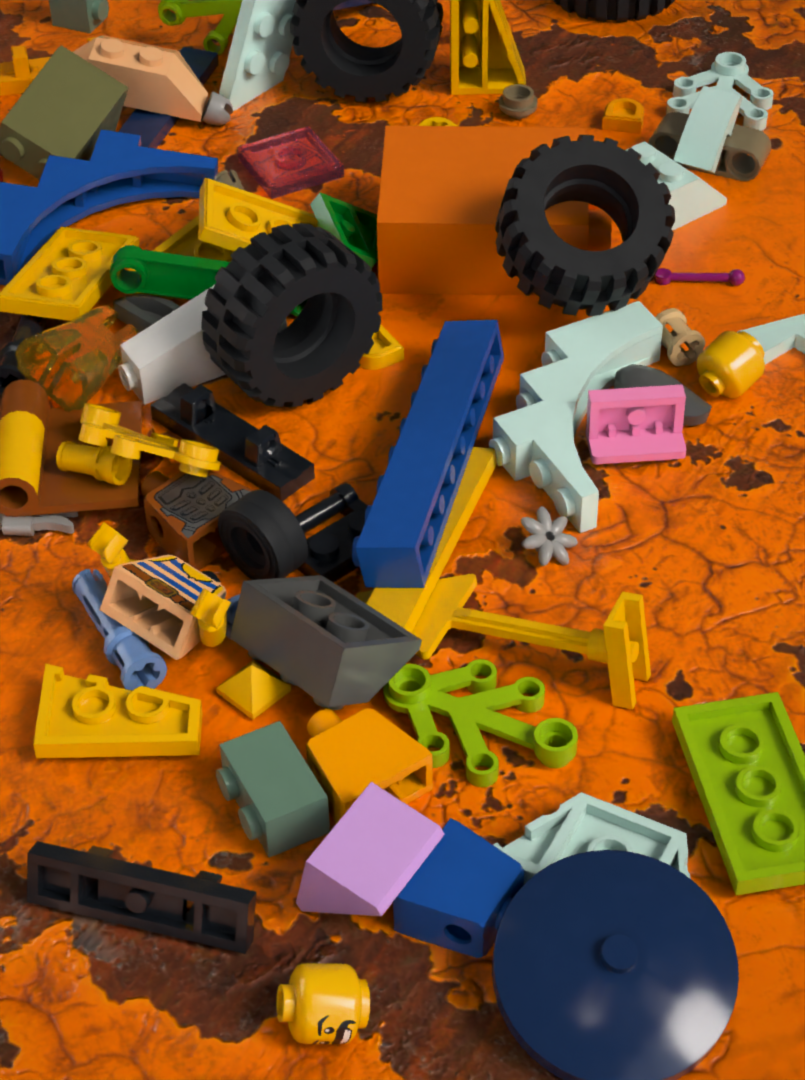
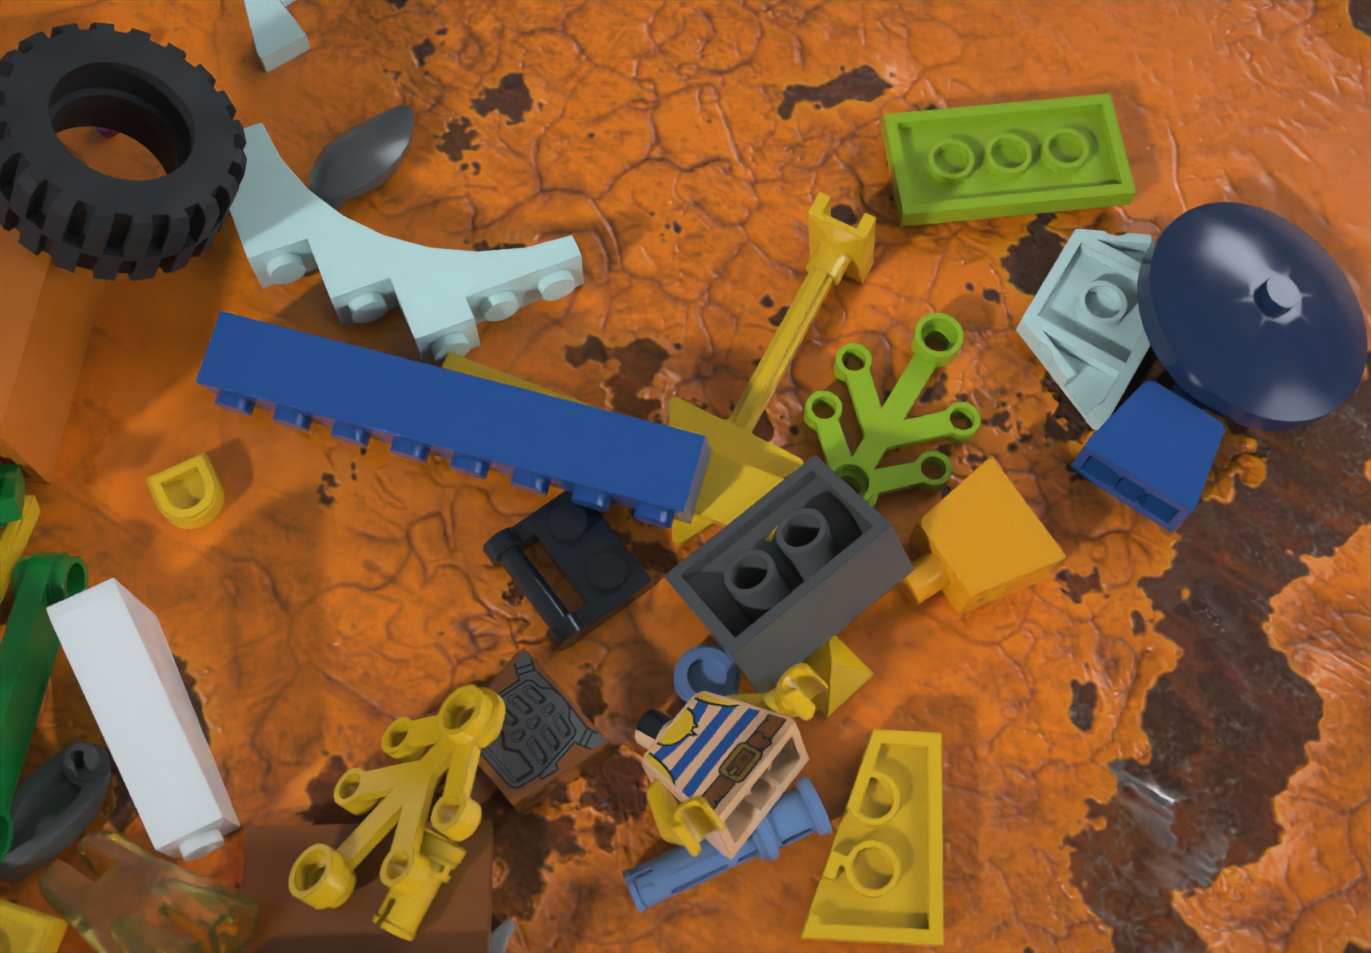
camera: 90 degrees left, 25 degrees up
(141, 896) = (1156, 859): black hinge -> none
(242, 447) = (354, 698): black hinge -> none
(262, 536) = (605, 642): black tyre -> none
(264, 288) = (195, 570): black tyre -> none
(273, 788) = (1011, 645): sand green brick -> none
(324, 1003) = (1305, 598): yellow head -> none
(367, 856) = (1136, 541): lavender slope -> none
(548, 537) = (608, 312): light grey plant -> none
(636, 424) = (438, 186): bright pink bracket -> none
(680, 334) = (273, 106): tan bush -> none
(730, 364) = (330, 69): yellow head -> none

